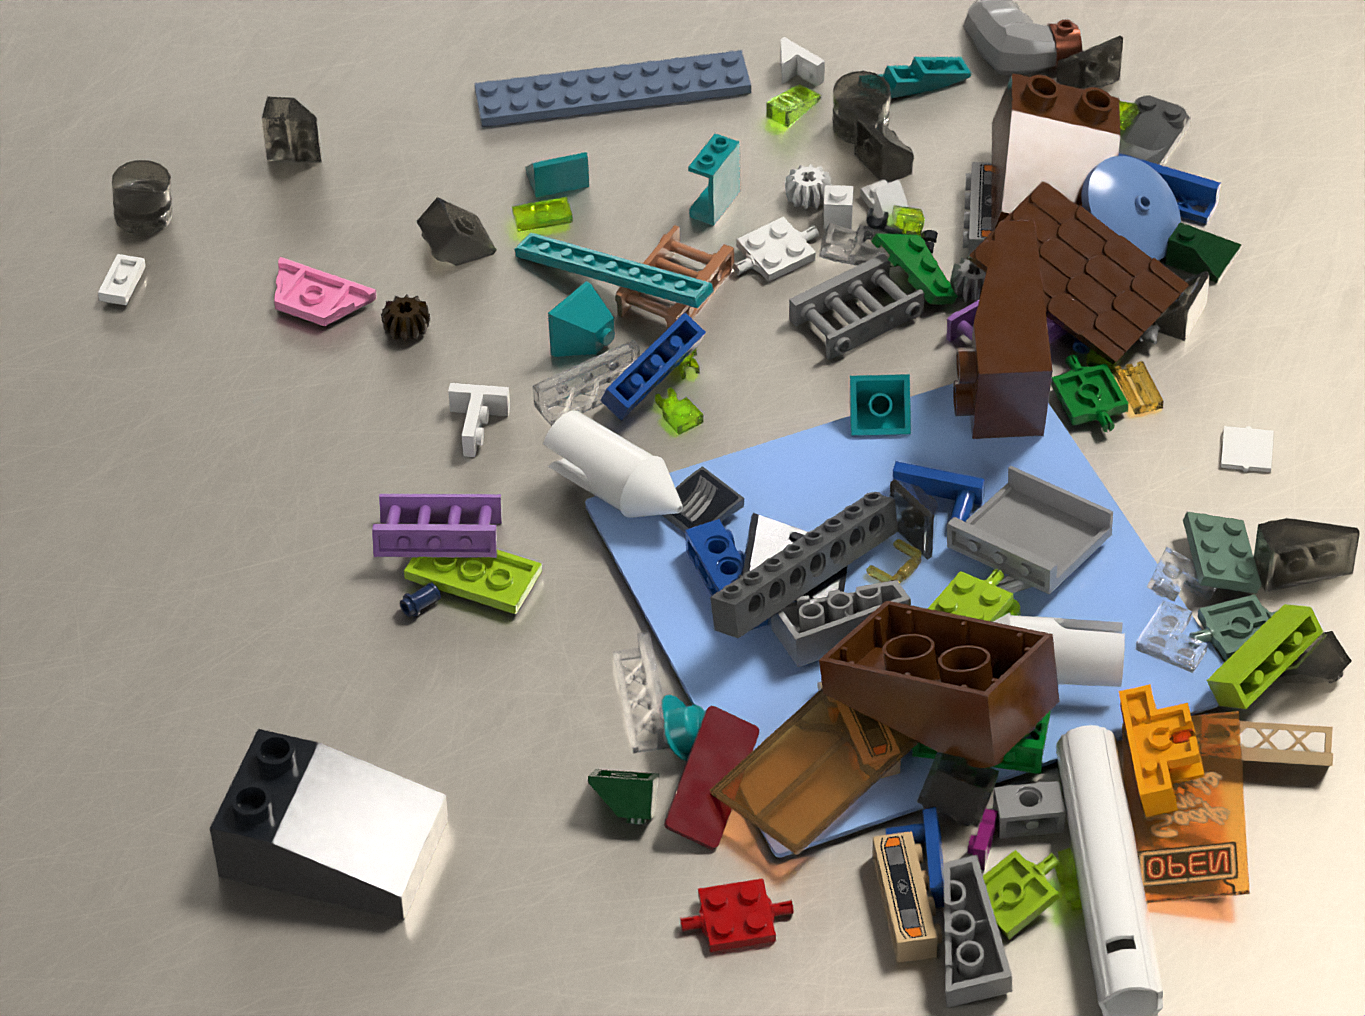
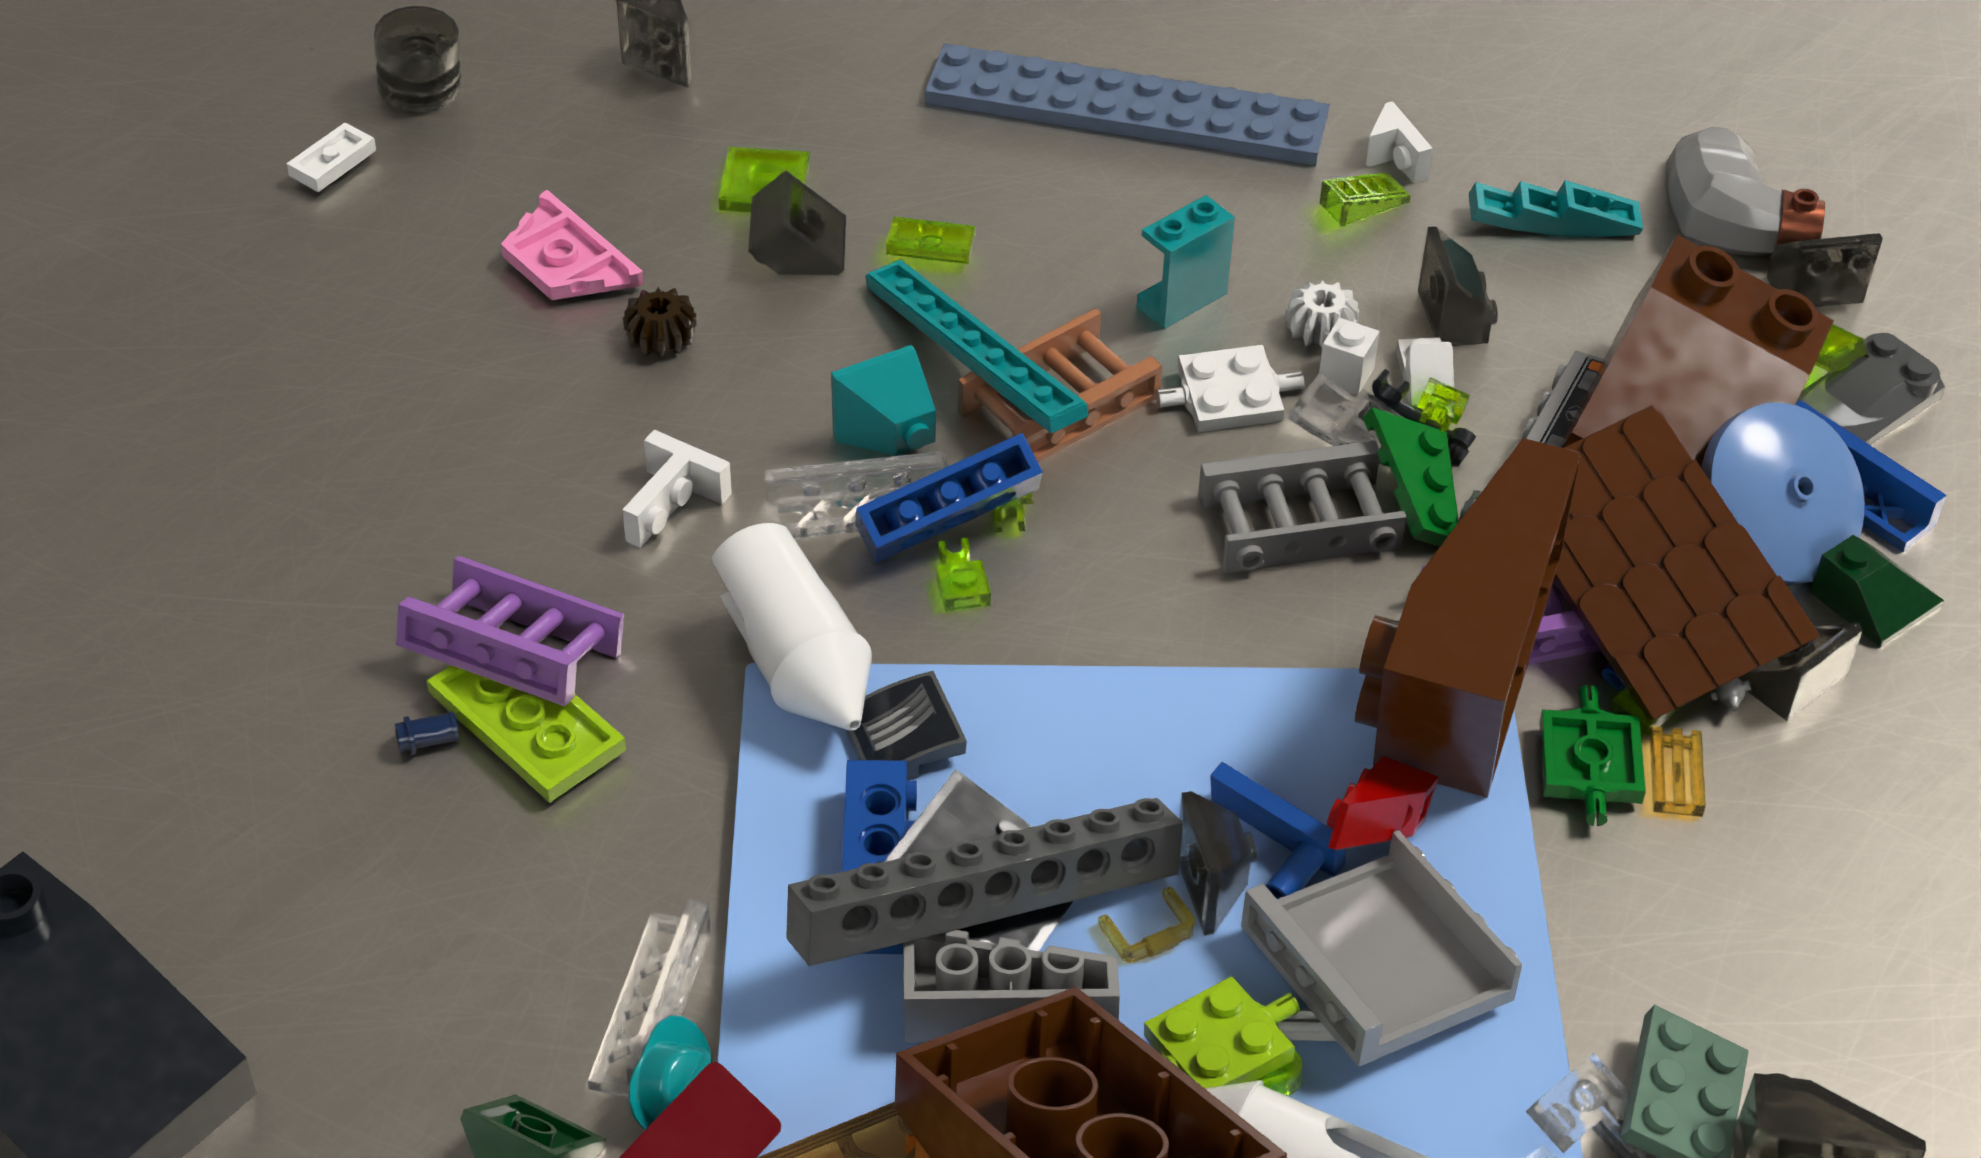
camera: 20 degrees right, 0 degrees up
(405, 206) = (752, 169): none -> clear neon green tile
(559, 174) = (983, 193): teal slope -> none
(859, 92) = (1460, 207): clear smoke wheel -> none
(880, 404) = (1250, 666): teal slope -> none
(995, 454) = (1382, 802): none -> red slope
(1247, 449) = (1810, 931): white piece -> none

